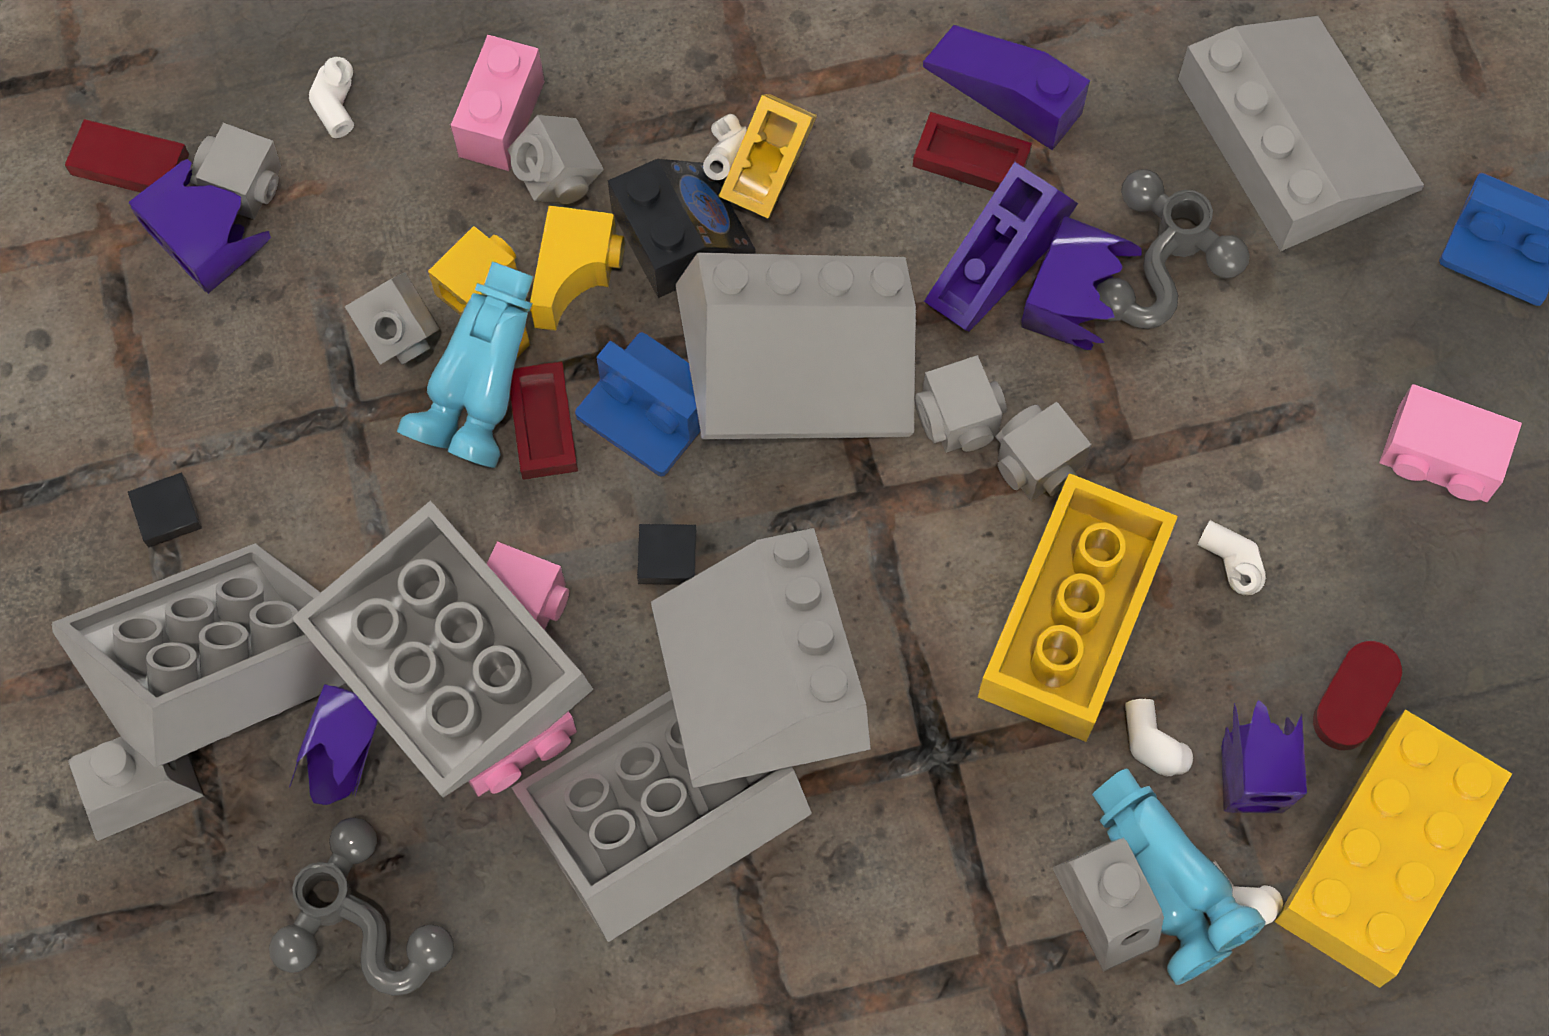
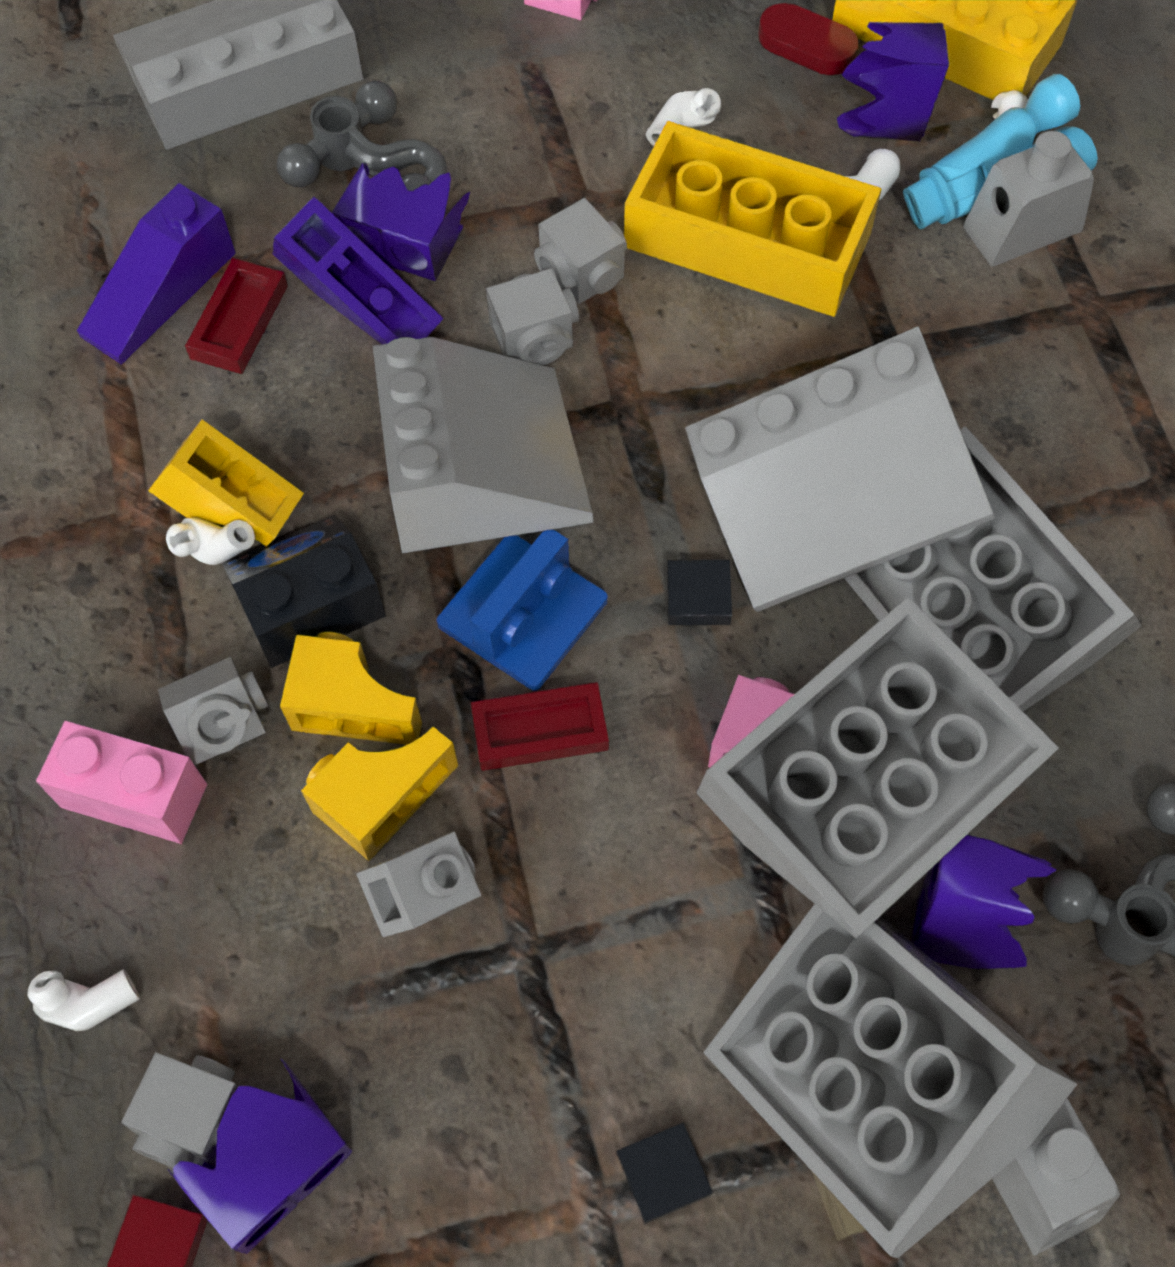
camera: 90 degrees left, 5 degrees down
(476, 370) = (498, 775): medium azure piece -> none

